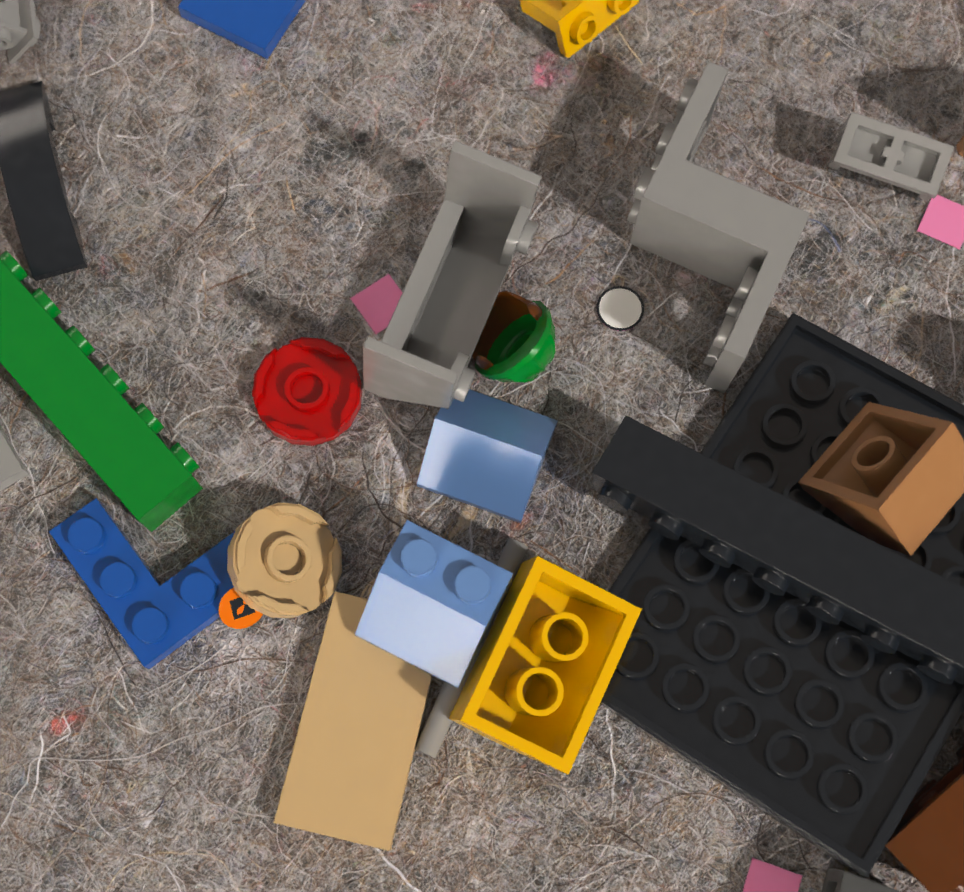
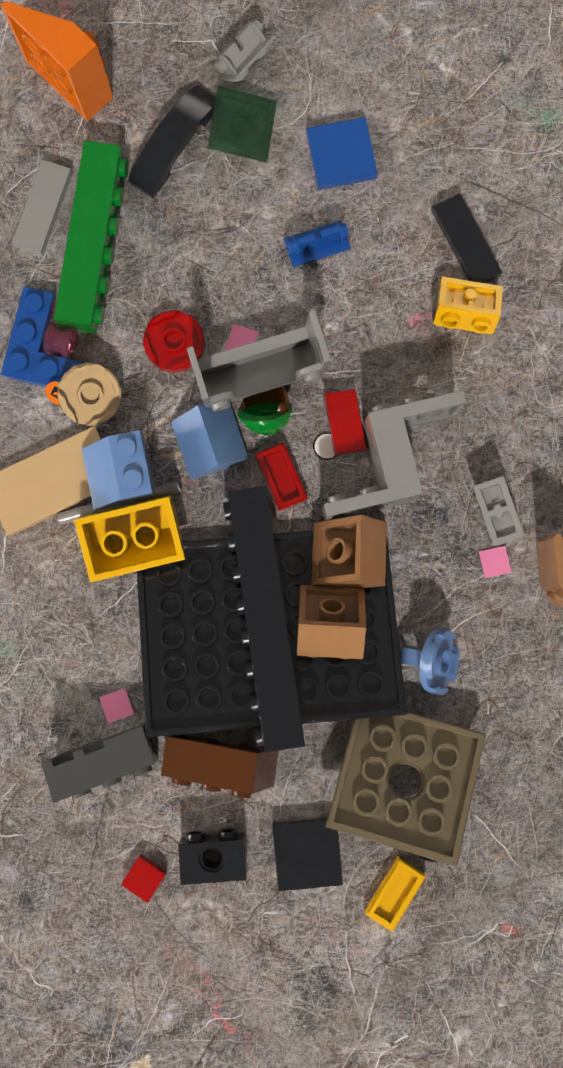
camera: 50 degrees right, 10 degrees up
(98, 77) = (242, 124): none -> clear green tile
(172, 541) = (60, 340): none -> clear pink wheel
(339, 108) = (317, 243): none -> blue hinge
(609, 258) = (344, 422): none -> red tile
(611, 393) = (281, 476): none -> red tile
(805, 381) = (349, 552): none -> medium nougat slope

